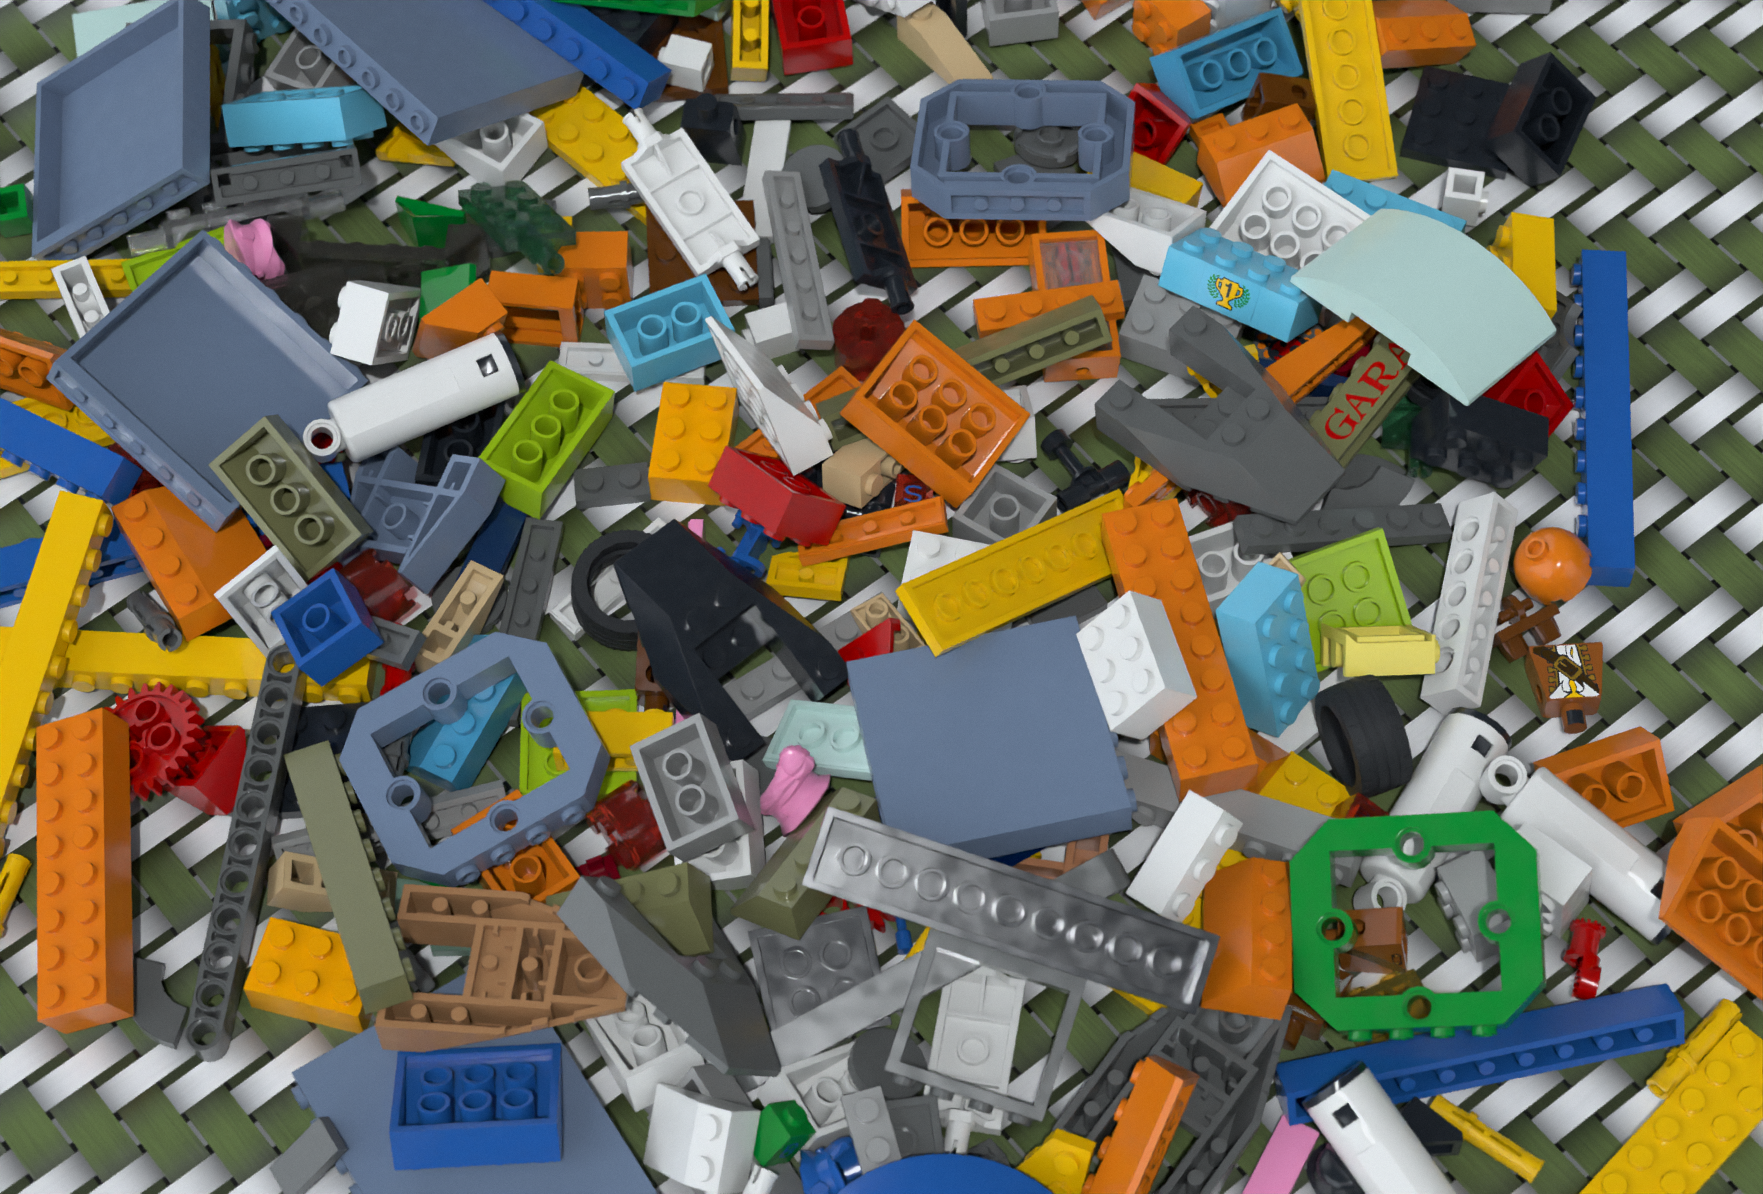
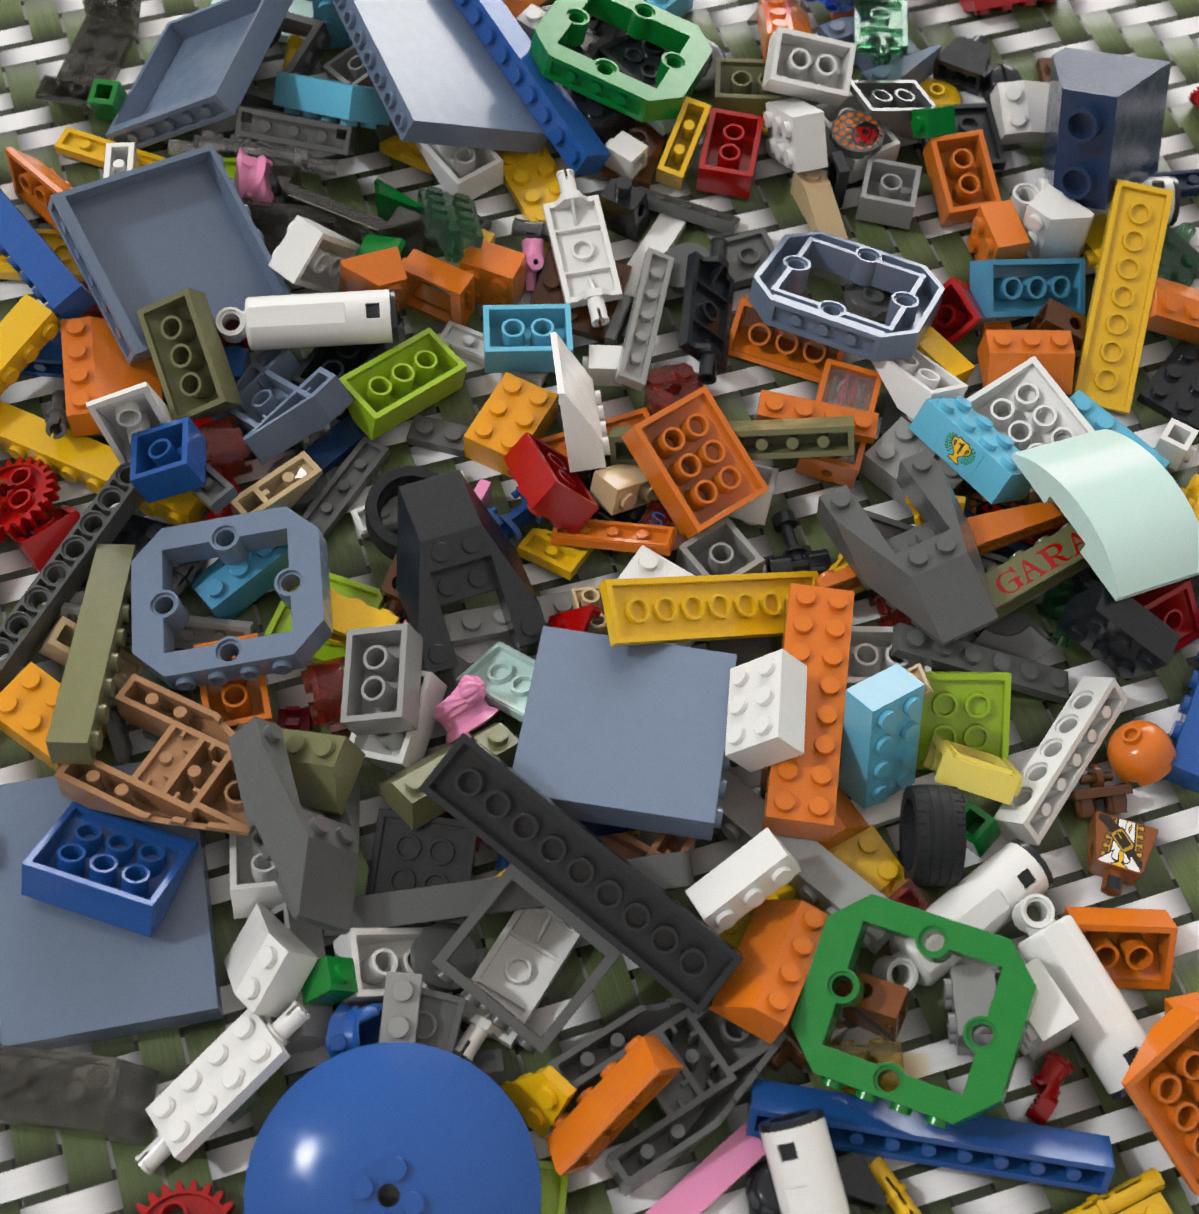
camera: 15 degrees right, 0 degrees up
(630, 220) = (535, 260): none -> bright pink piece
(1414, 710) = (980, 829): none -> green brick

